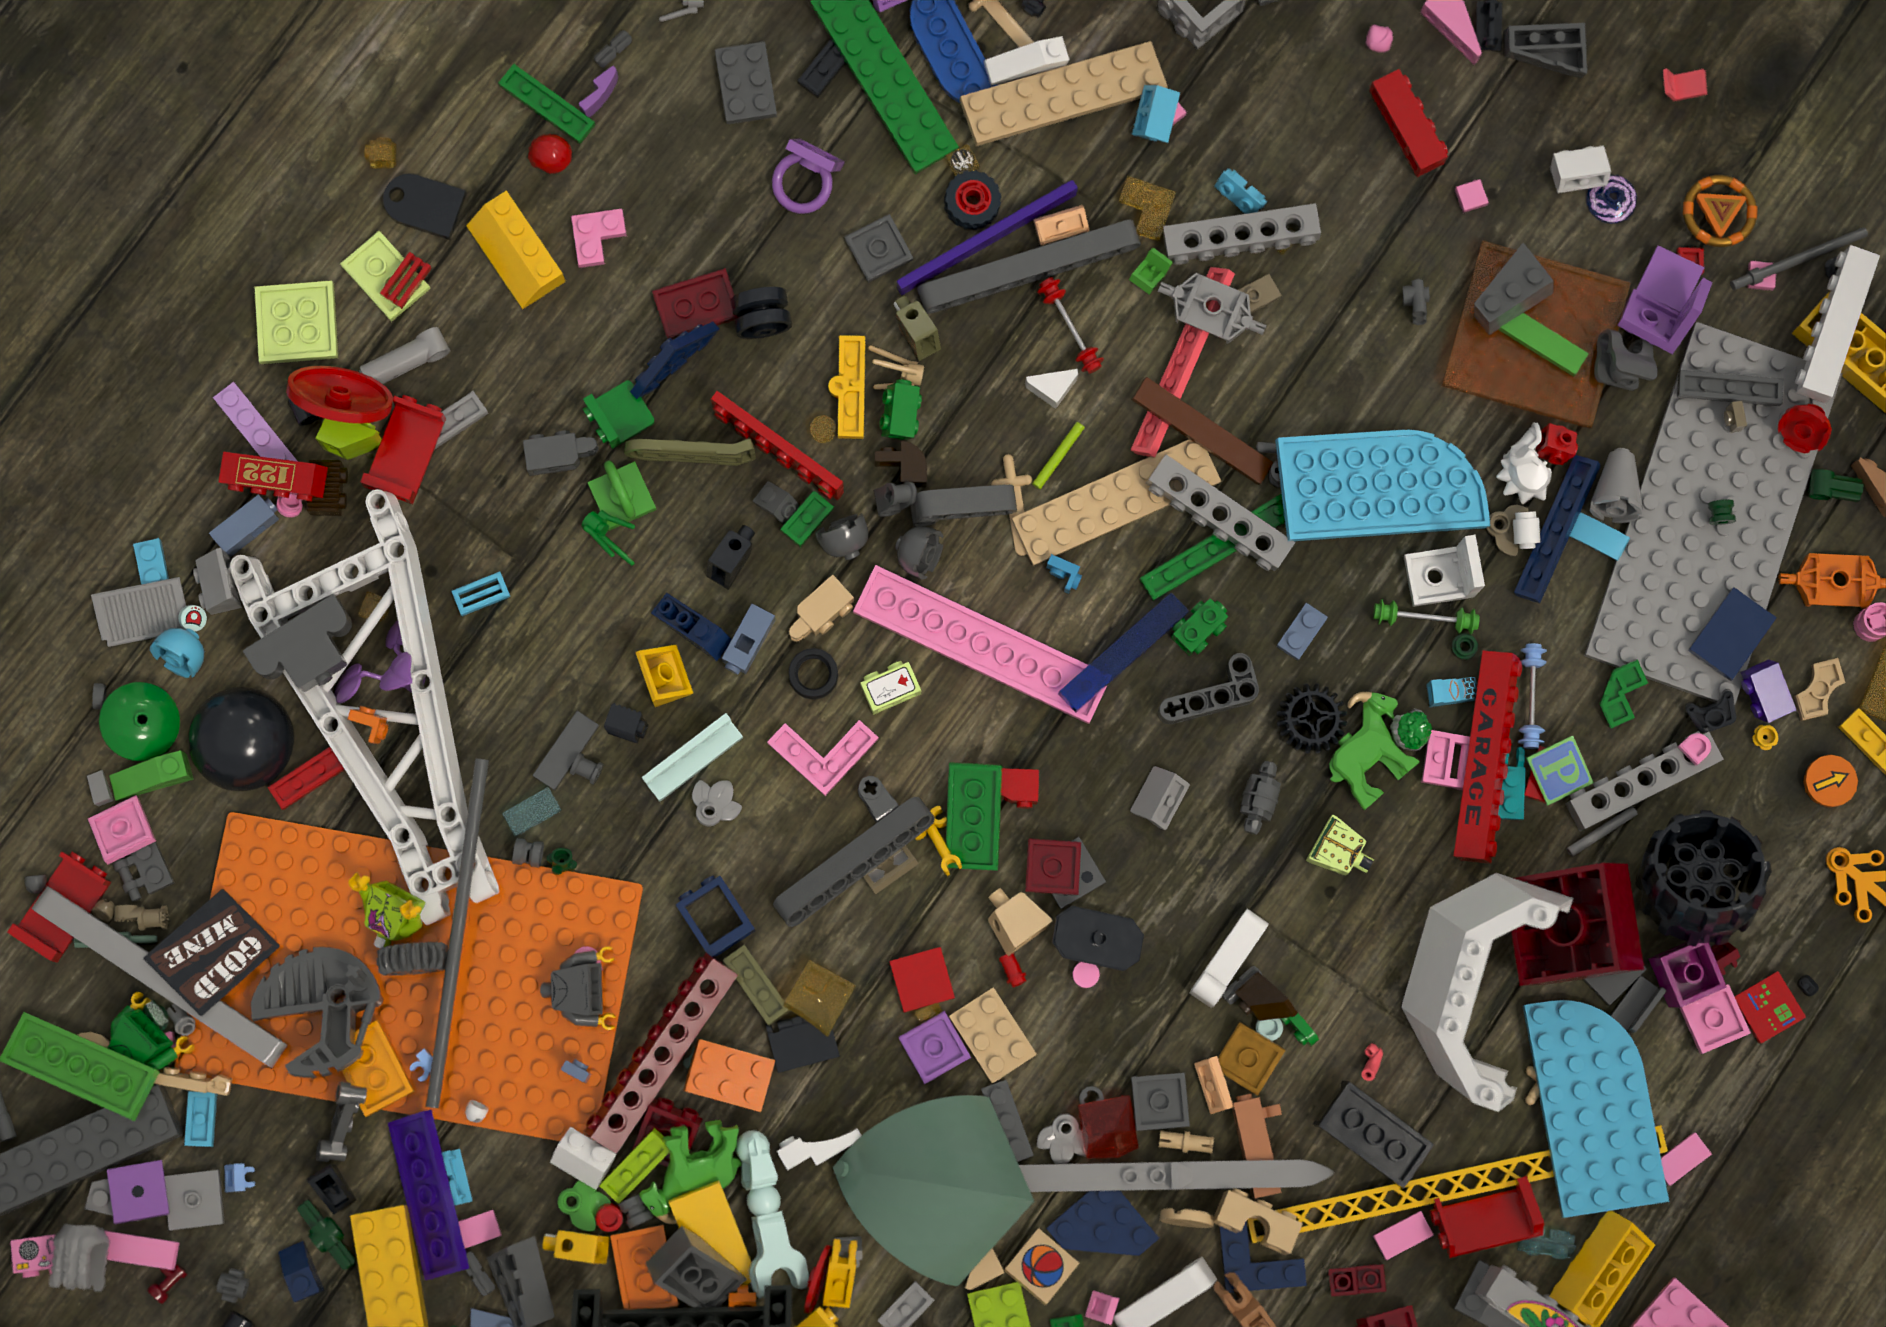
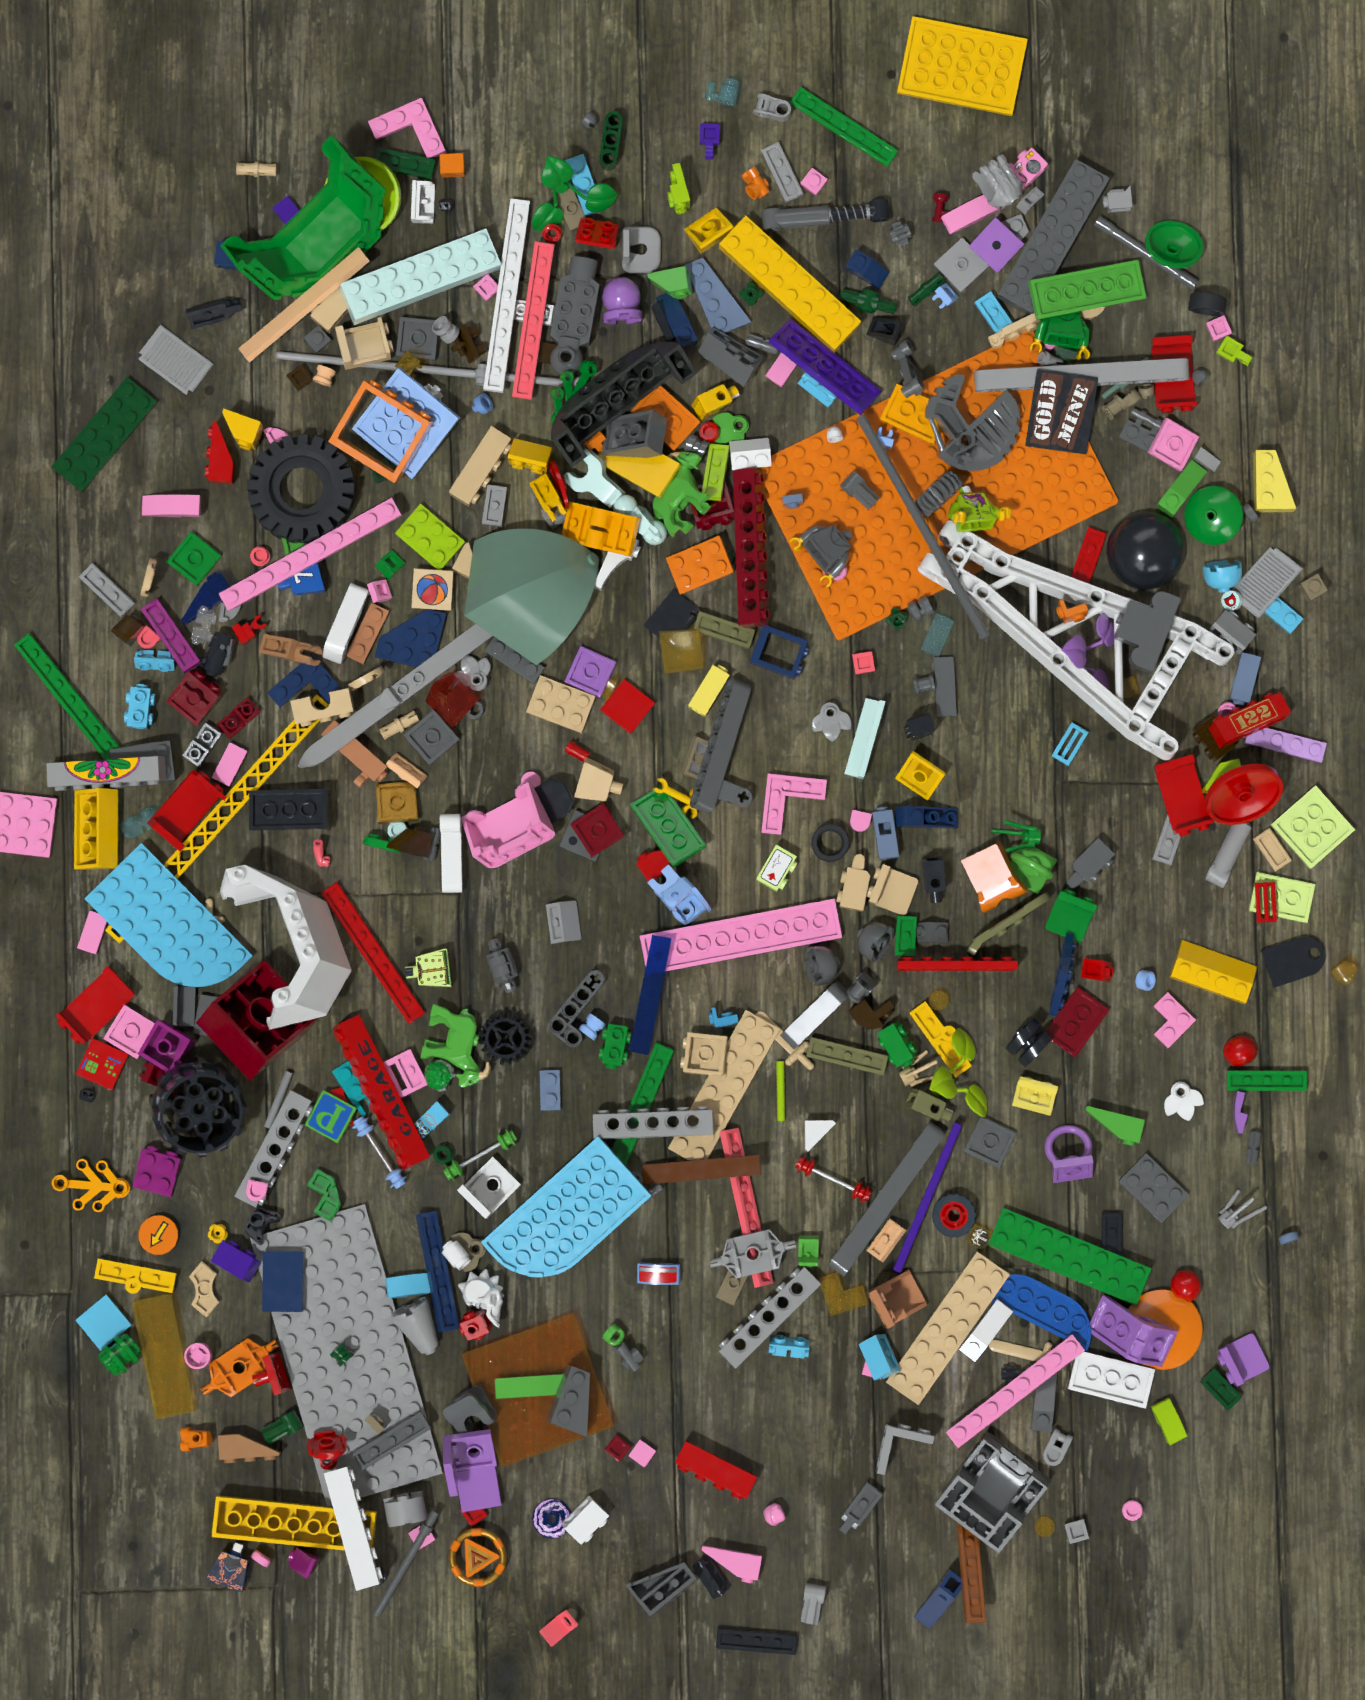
camera: 150 degrees right, 5 degrees up
(53, 711) = (1270, 484): none -> light yellow wedge
(63, 1216) = (1030, 200): none -> light grey piece
(97, 567) = (1313, 588): none -> dark tan brick
(252, 1200) = (926, 289): none -> dark green pin
(356, 331) = (1272, 849): none -> tan tile
(496, 1035) = (855, 487): none -> dark grey piece
(592, 293) = (1145, 980): none -> light blue tile
(633, 839) = (863, 663): none -> coral plate
(634, 339) = (1097, 970): none -> red bracket
(648, 143) = (1182, 1104): none -> white plate
(668, 511) = (993, 877): none -> piece
(728, 161) = (1122, 1126): none -> bright green slope
(763, 675) = (860, 820): none -> bright pink tile
(785, 576) = (892, 890): none -> tan bracket
(797, 259) = (1035, 1095): none -> light yellow bracket
(809, 1194) = (601, 528): none -> light orange plate
(820, 931) = (709, 690): none -> light yellow brick
(883, 331) = (944, 1085): none -> lime plant
(962, 439) = (847, 1056): none -> olive plate
(1008, 732) = (674, 896): none -> light blue piece
(1097, 156) = (897, 1299): none -> nougat bracket
(1112, 547) = (704, 1054): none -> tan plate
(1148, 1270) = (367, 633): none -> nougat plate
(1149, 939) = (508, 829): none -> bright pink windscreen
(1207, 665) = (593, 1025): none -> light blue wheel
(1326, 360) = (658, 1273): none -> slope
(1389, 915) = (372, 952): none -> red tile
(1417, 1280) = (202, 744): none -> slope
(1419, 335) = (610, 1334): none -> bright green tile
(1493, 219) = (617, 1448): none -> dark red tile
(1734, 1075) = (95, 1006): none -> red panel
(1764, 309) = (405, 1509): none -> light grey brick
(1789, 848) = (157, 1171): none -> magenta plate
(1808, 544) = (274, 1373): none -> red tile

